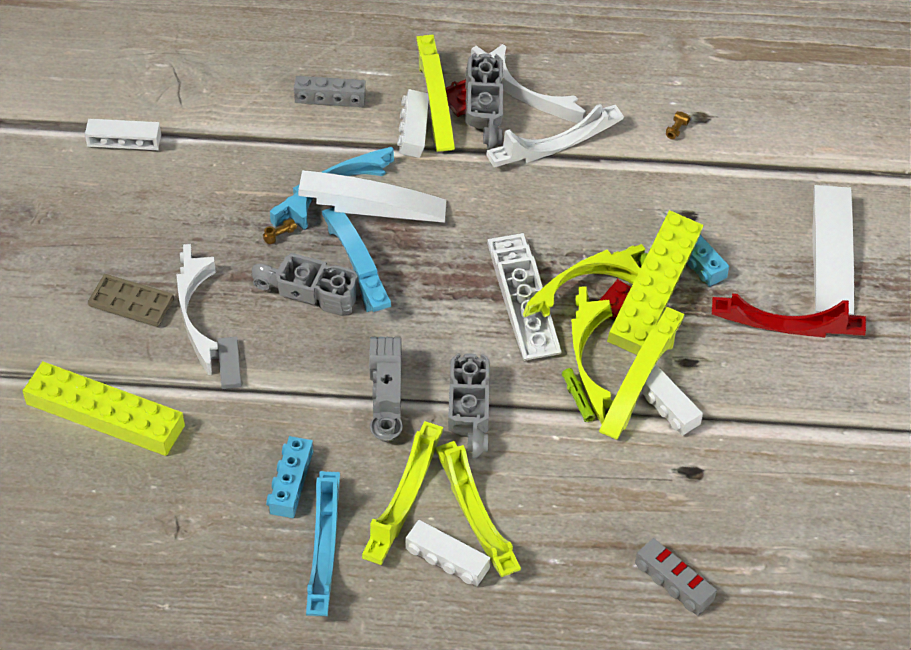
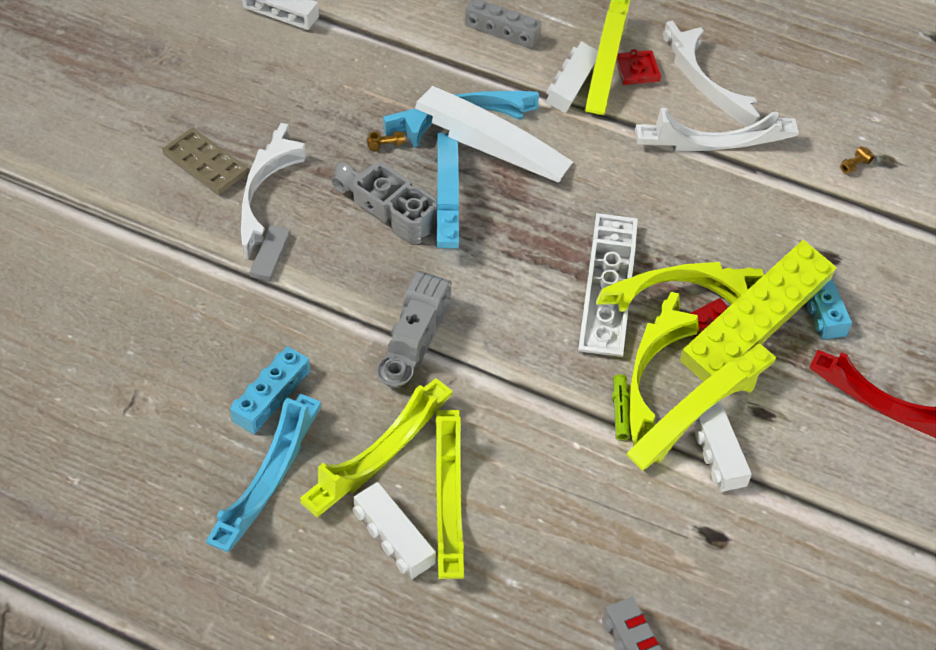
camera: 20 degrees right, 0 degrees up
(104, 408) = (121, 257): neon yellow brick -> none
(470, 400) = (496, 373): light grey brick -> none
(485, 96) = (657, 70): light grey brick -> none

